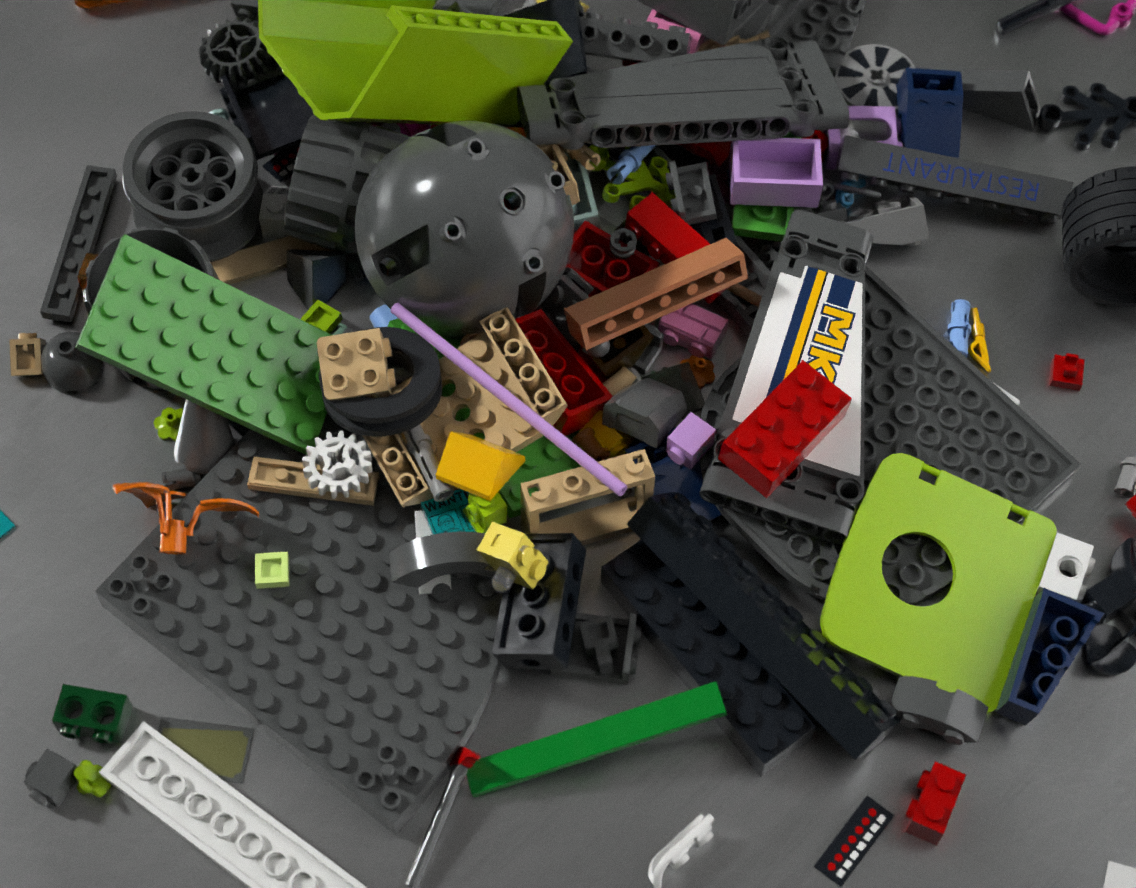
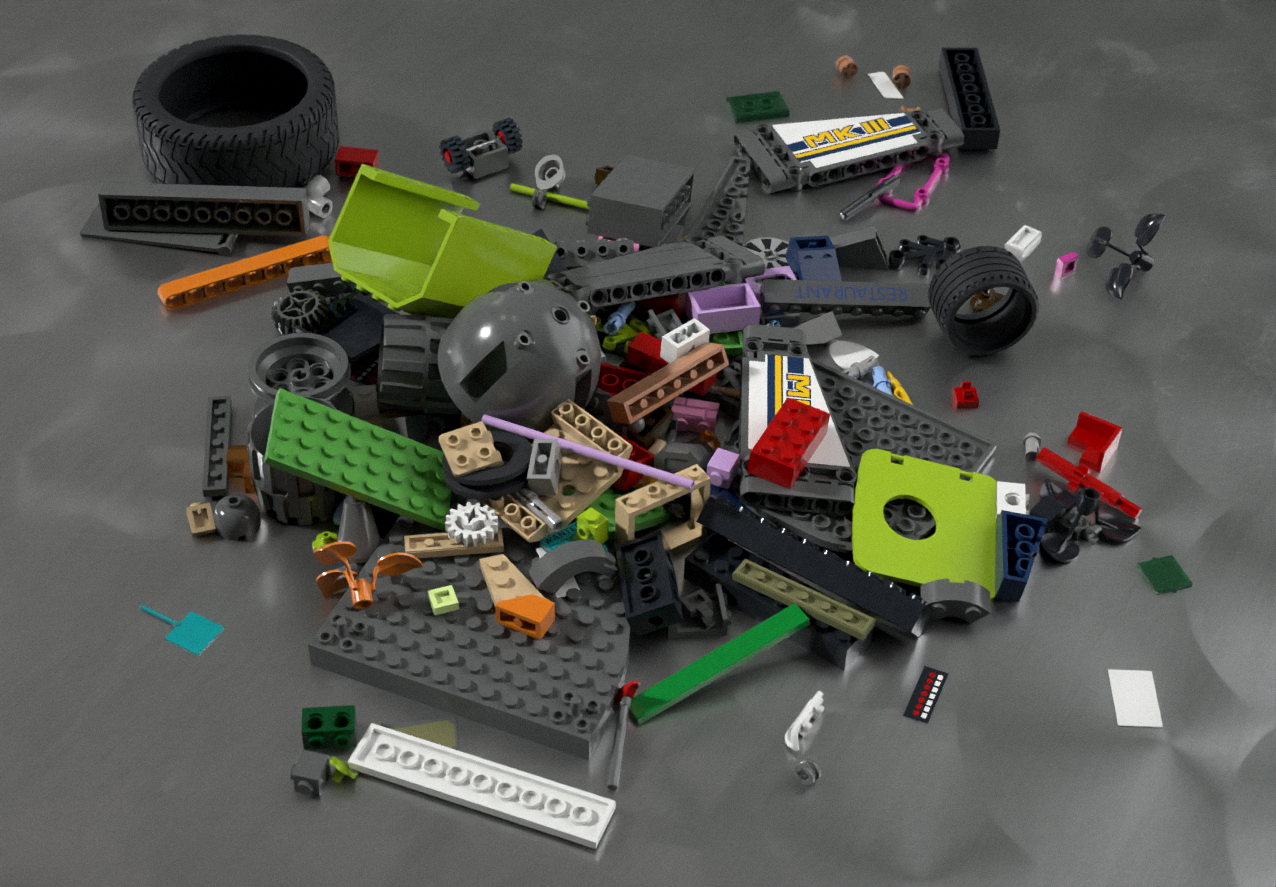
camera: 15 degrees left, 20 degrees down
(361, 569) = (505, 579): none -> tan wing
(369, 619) = (526, 614): none -> orange slope
(448, 403) = (545, 466): none -> light grey brick
(477, 465) = (578, 495): yellow slope -> none
(512, 558) = (624, 547): light yellow piece -> none
(630, 239) = (629, 367): dark grey bush -> none
(697, 229) = (683, 340): none -> white brick
(732, 675) = (806, 599): none -> olive tile
(935, 297) = (859, 369): none -> light grey pin
(935, 804) = (975, 655): red brick -> none
(936, 267) = (847, 353): none -> white sticker

